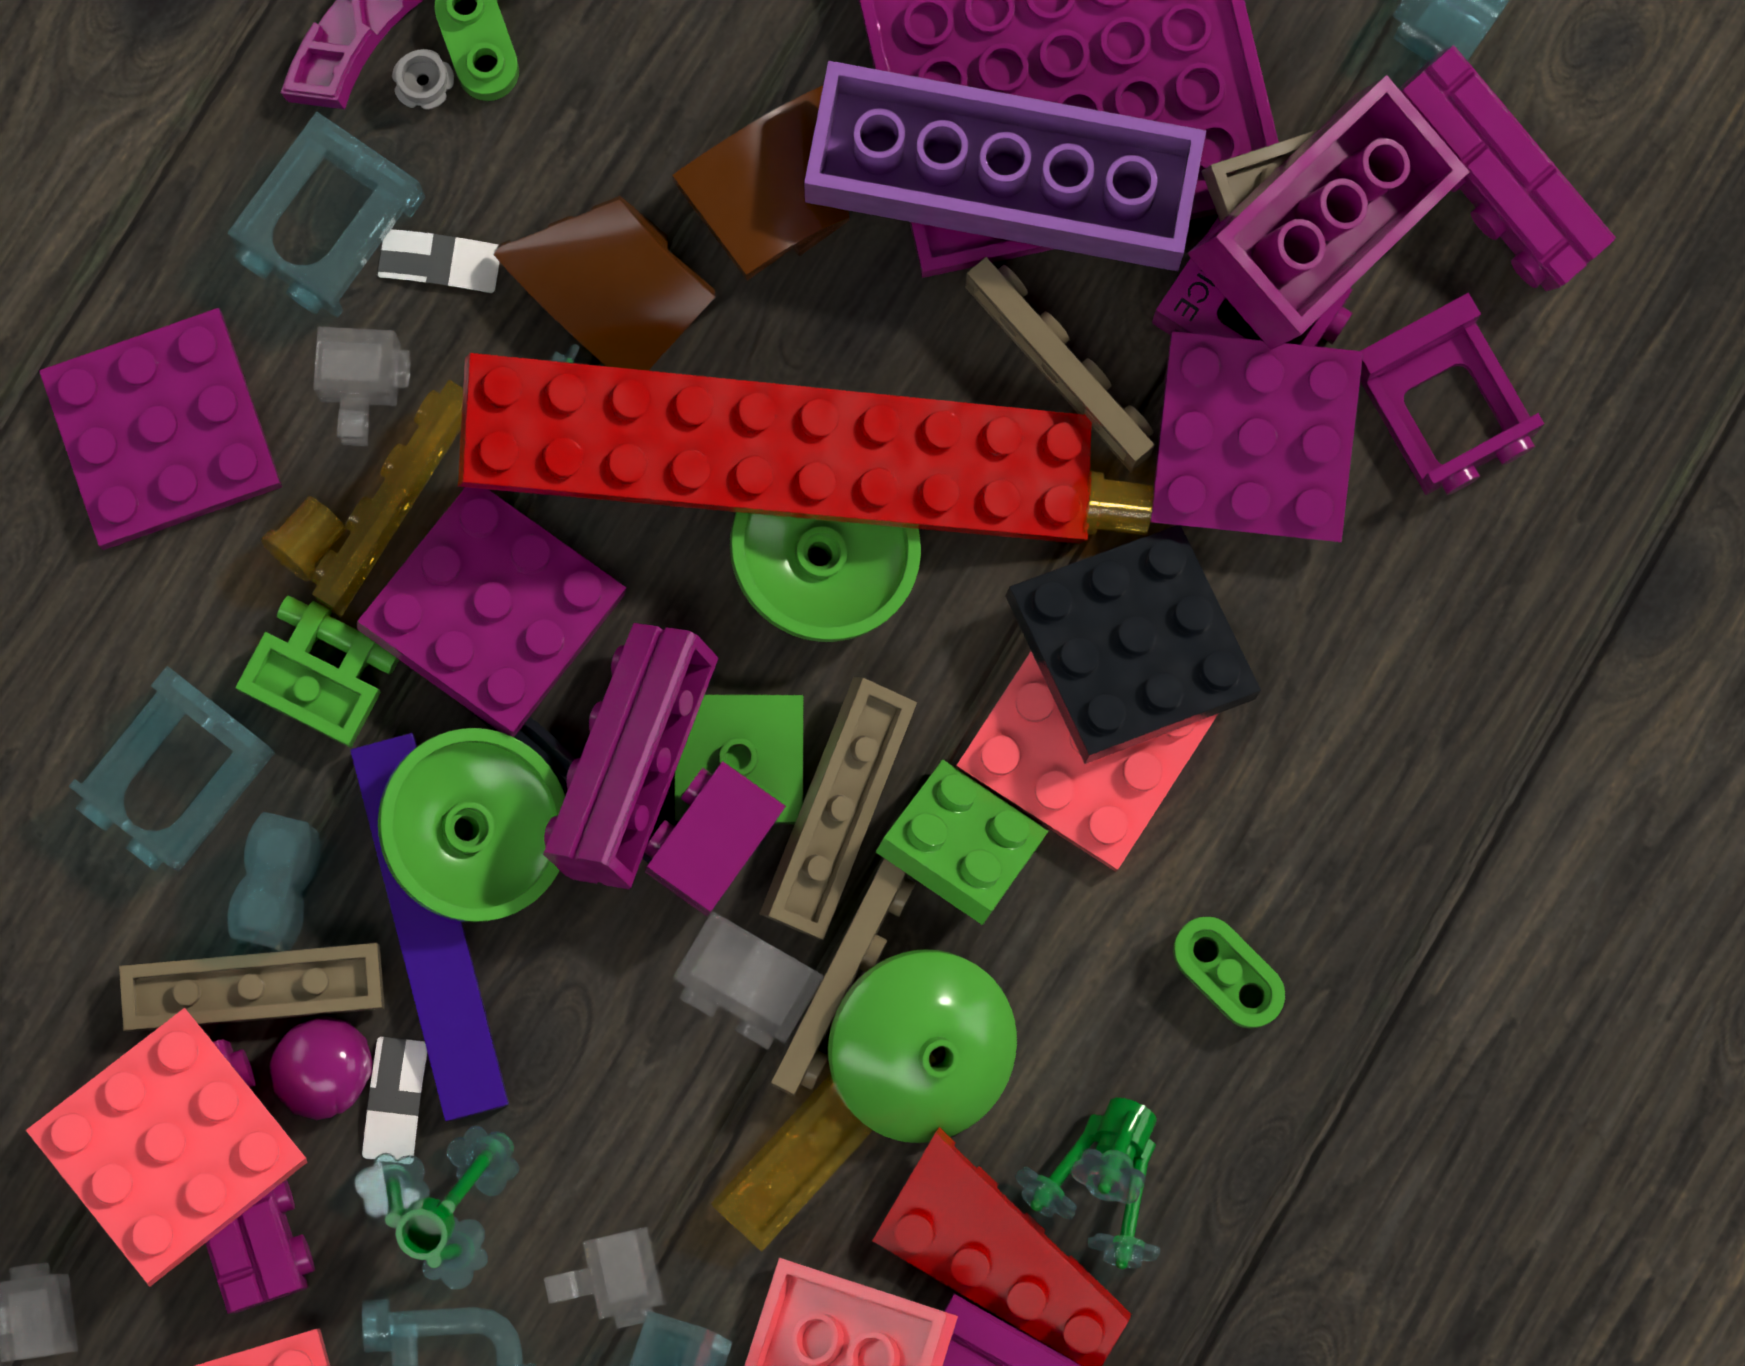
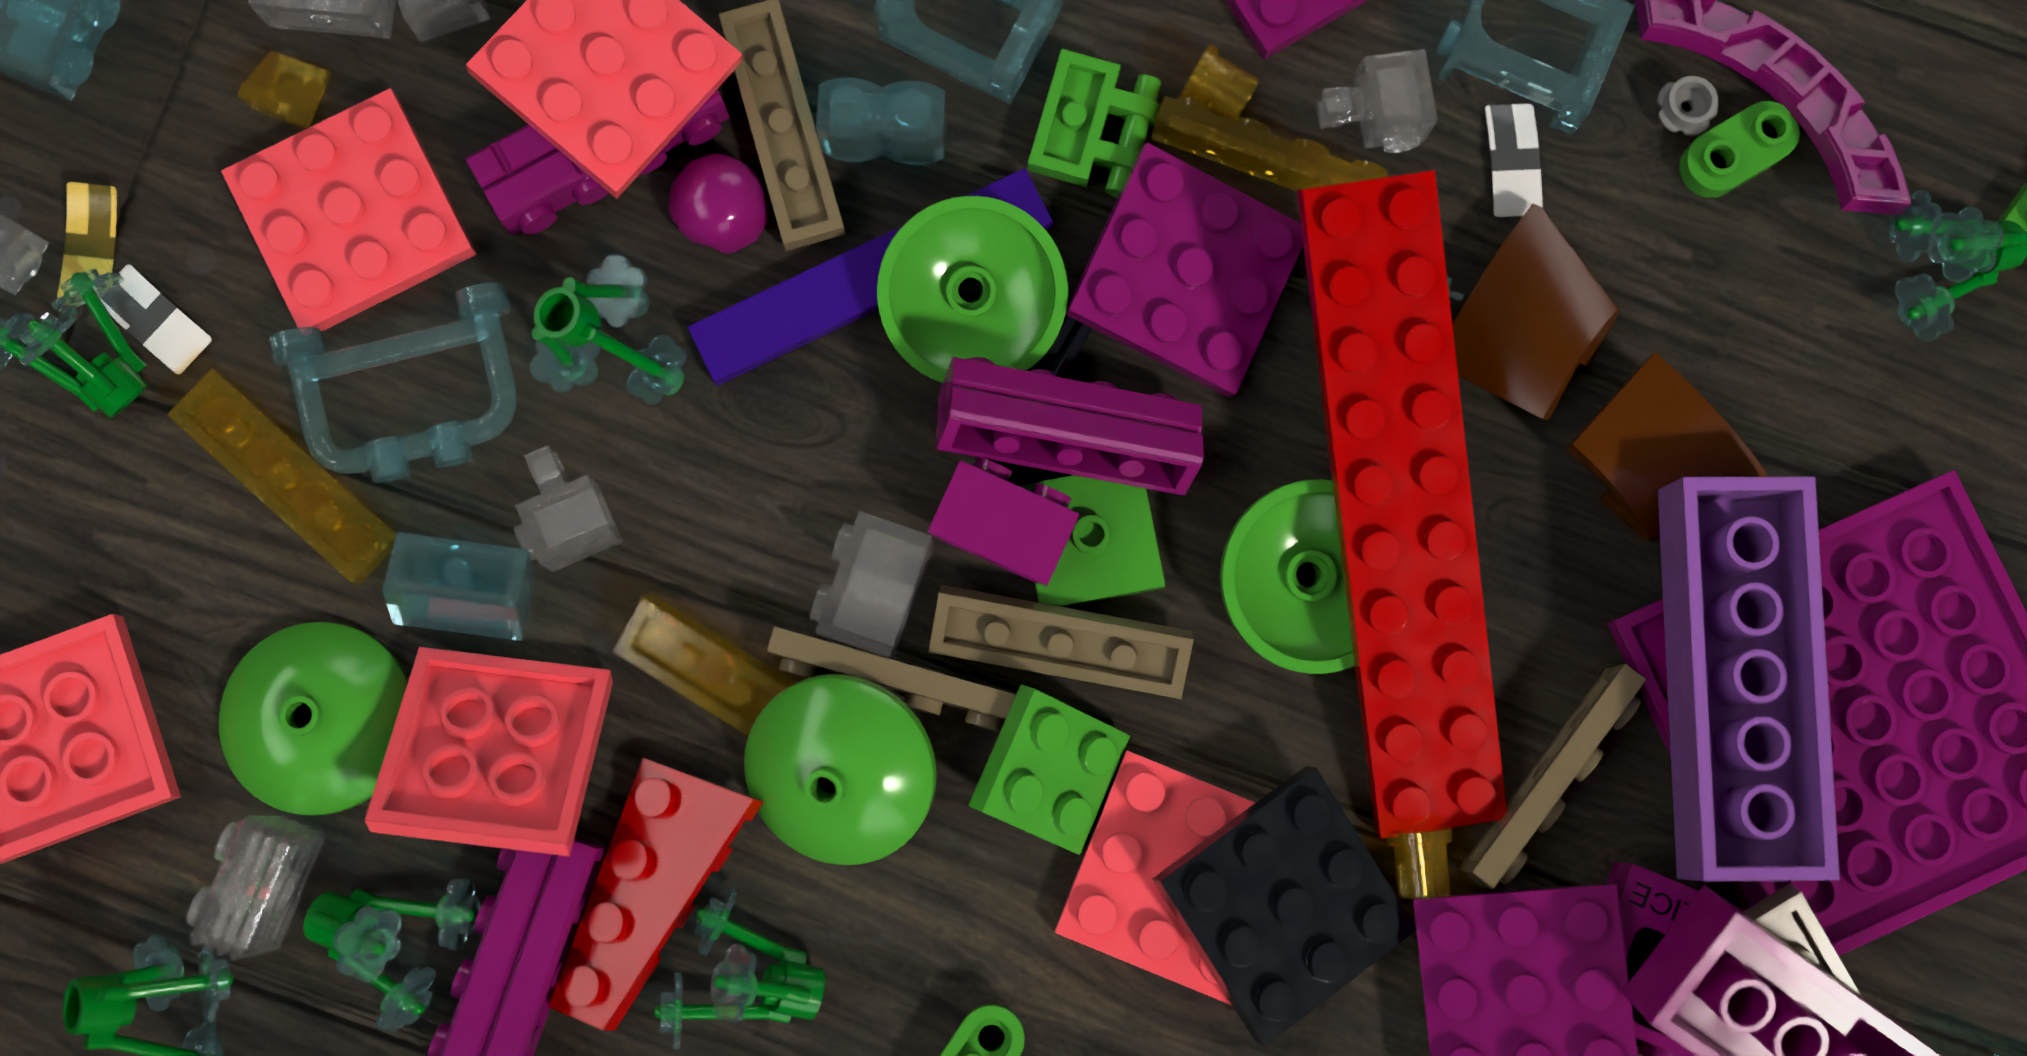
camera: 75 degrees right, 0 degrees up
(394, 1097) = (703, 278): white sticker -> none

